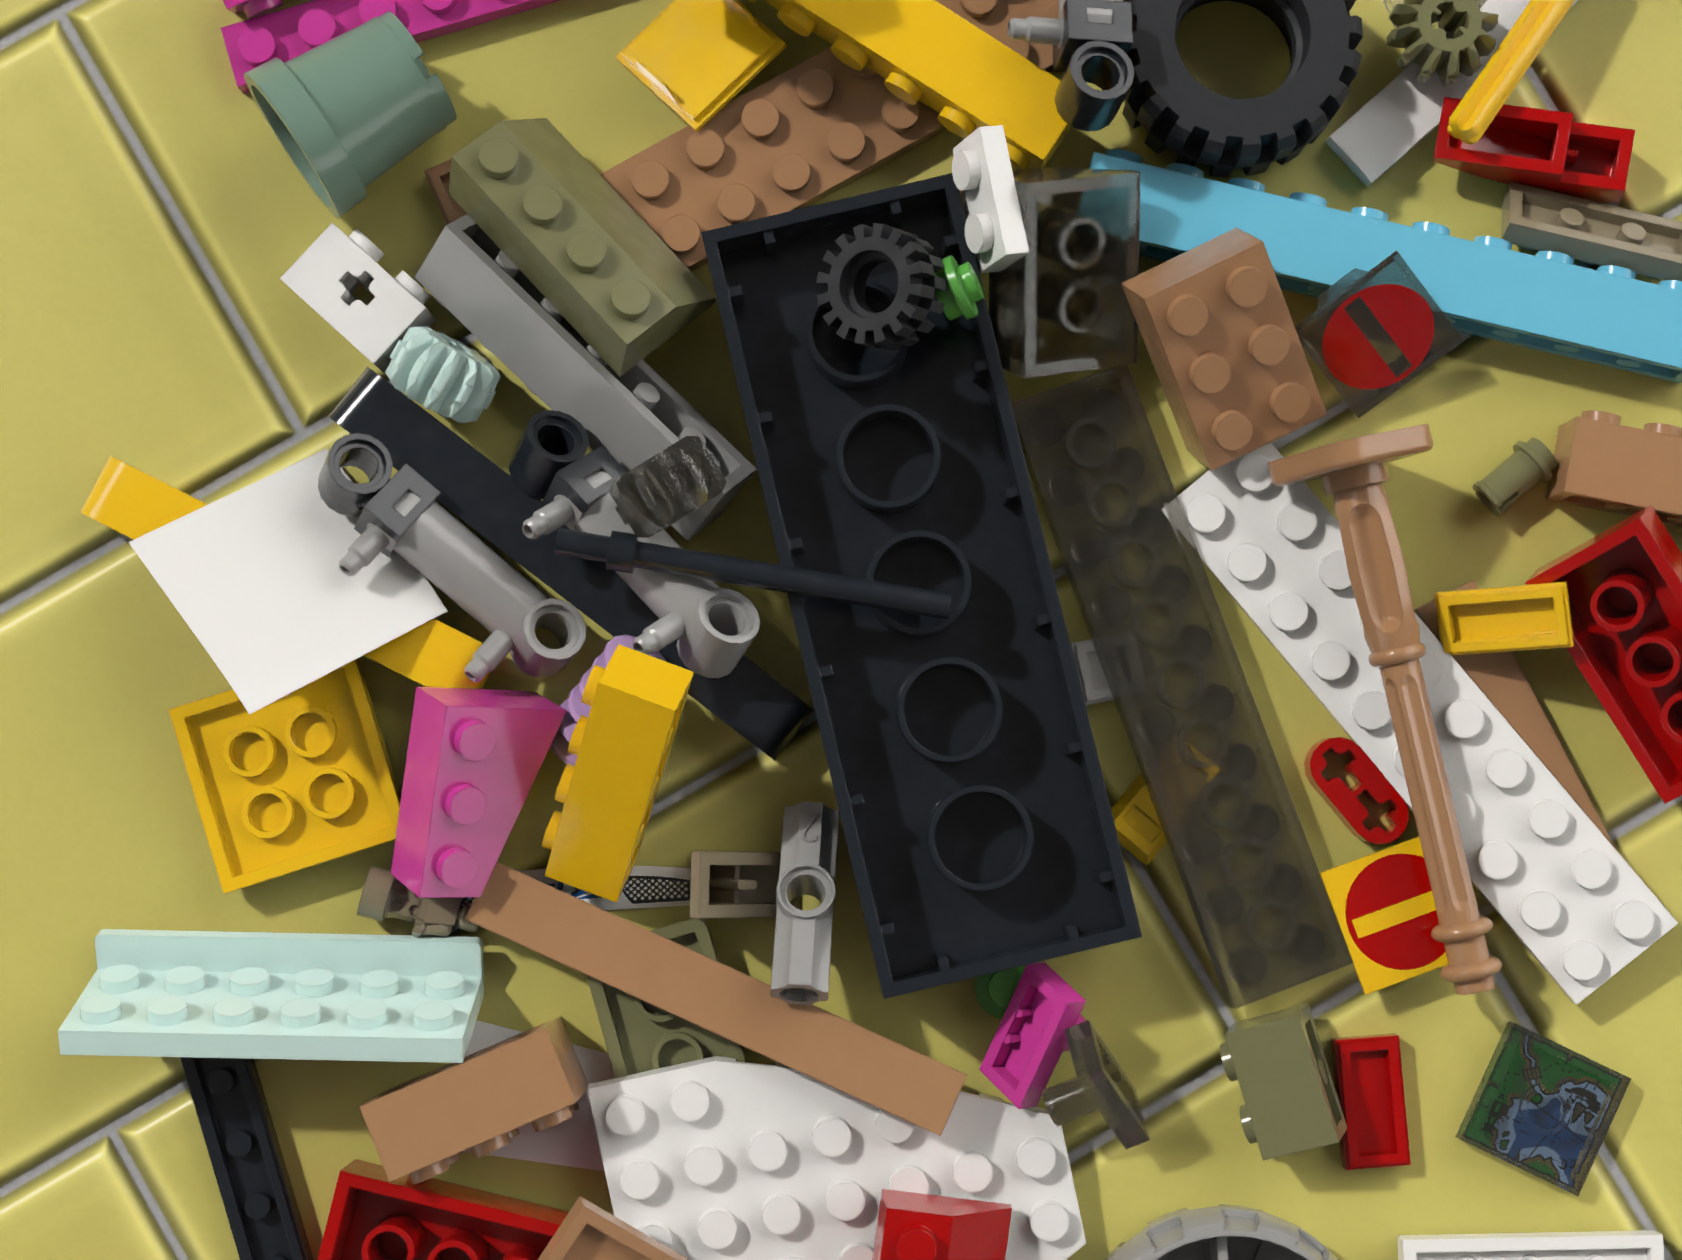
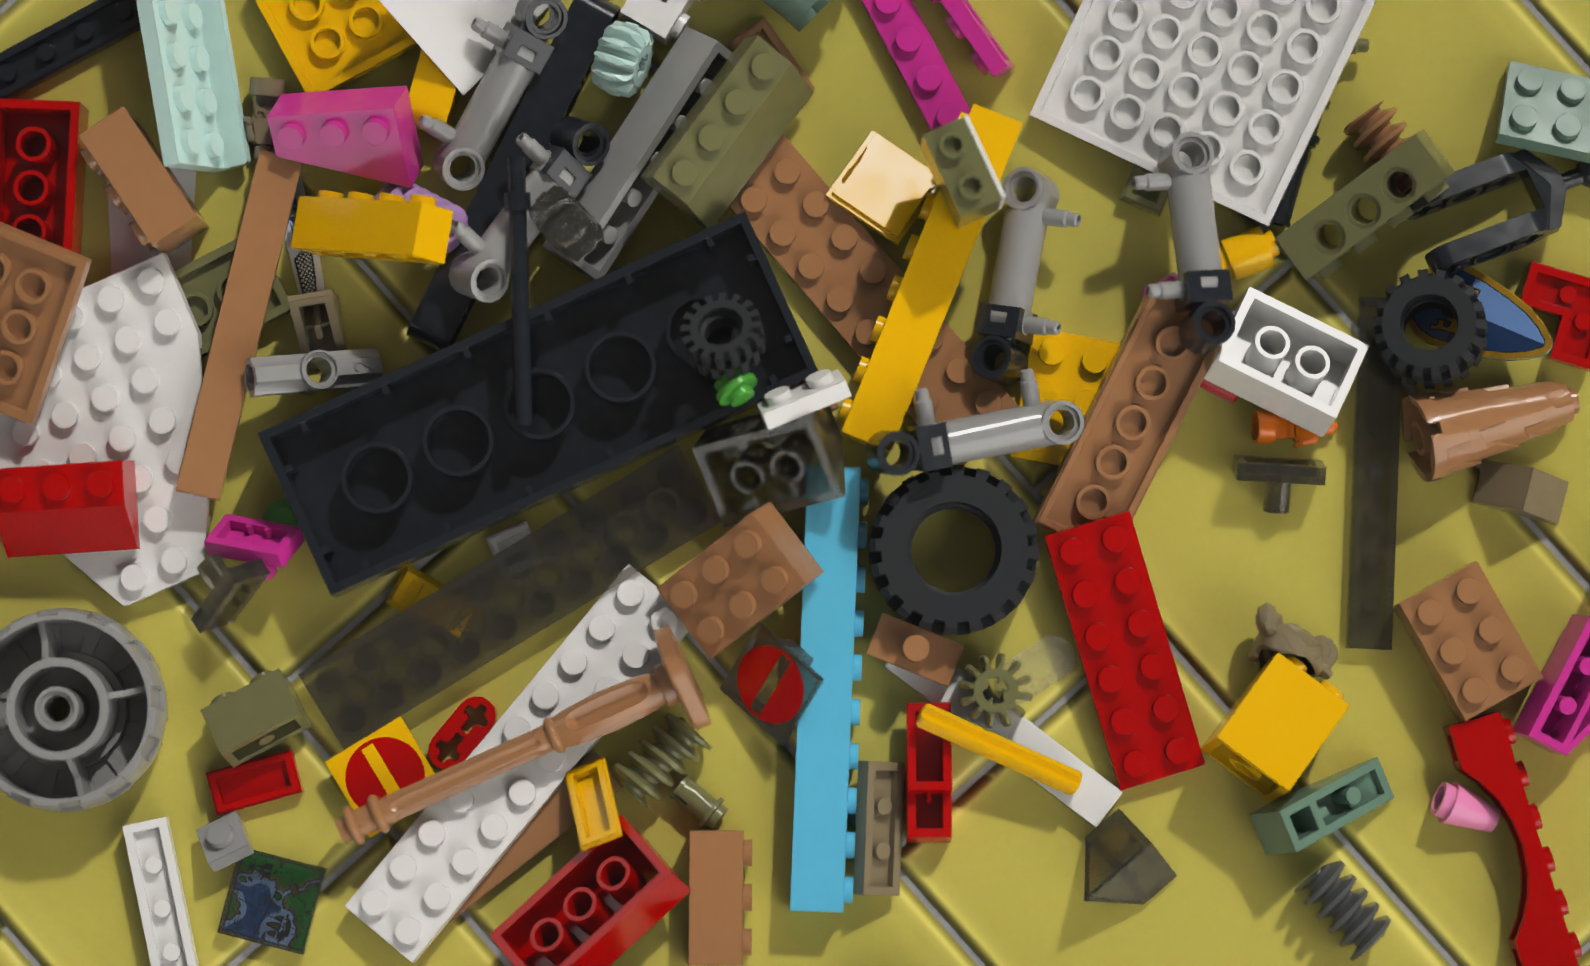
camera: 80 degrees right, 0 degrees up
(1360, 133) = (915, 649): none -> medium nougat tile
(1449, 516) = (660, 758): none -> olive piece
(1451, 1160) = (225, 841): none -> light grey plate

